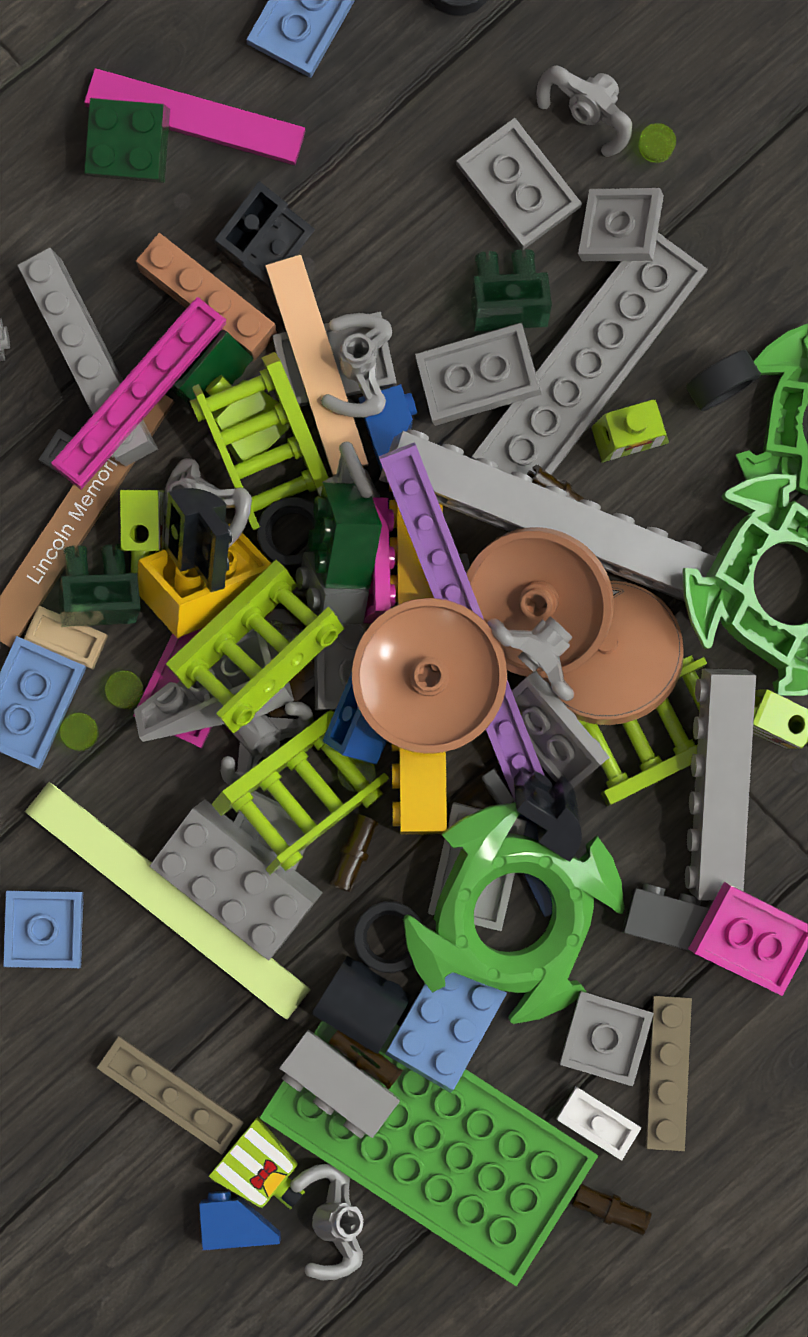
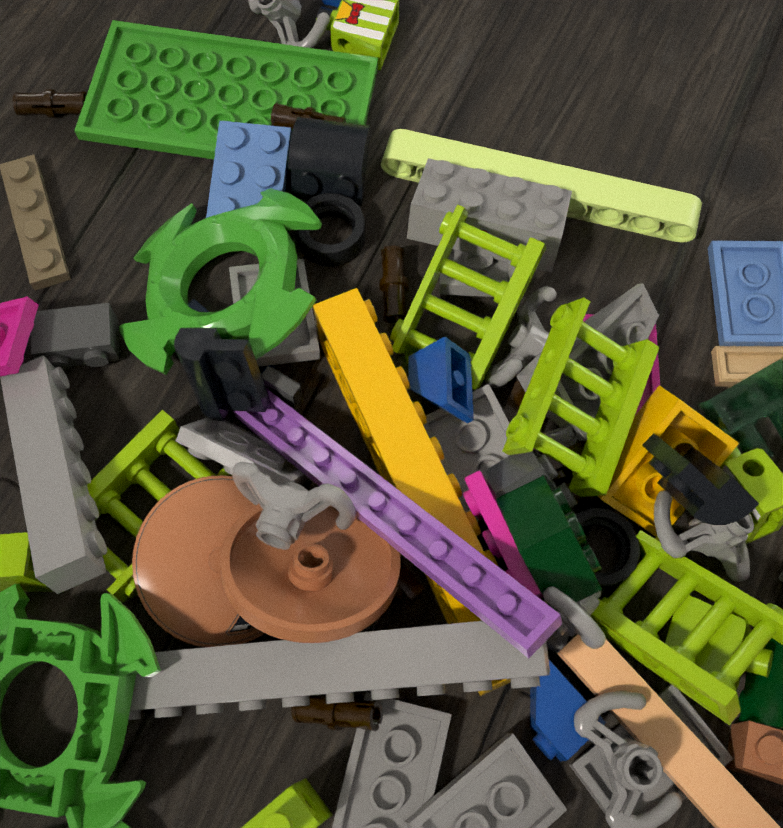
camera: 160 degrees right, 15 degrees down
(43, 929) = (630, 127): medium blue plate -> none
(79, 731) = (692, 291): clear neon green tile -> none
(124, 689) = (675, 342): clear neon green tile -> none
(170, 1095) = (459, 52): dark tan plate -> none
(339, 1085) = (322, 87): light grey brick -> none
(429, 675) = (393, 427): nougat dish -> none
(598, 1123) = (84, 158): white plate -> none
(606, 1038) = (99, 223): light grey plate -> none

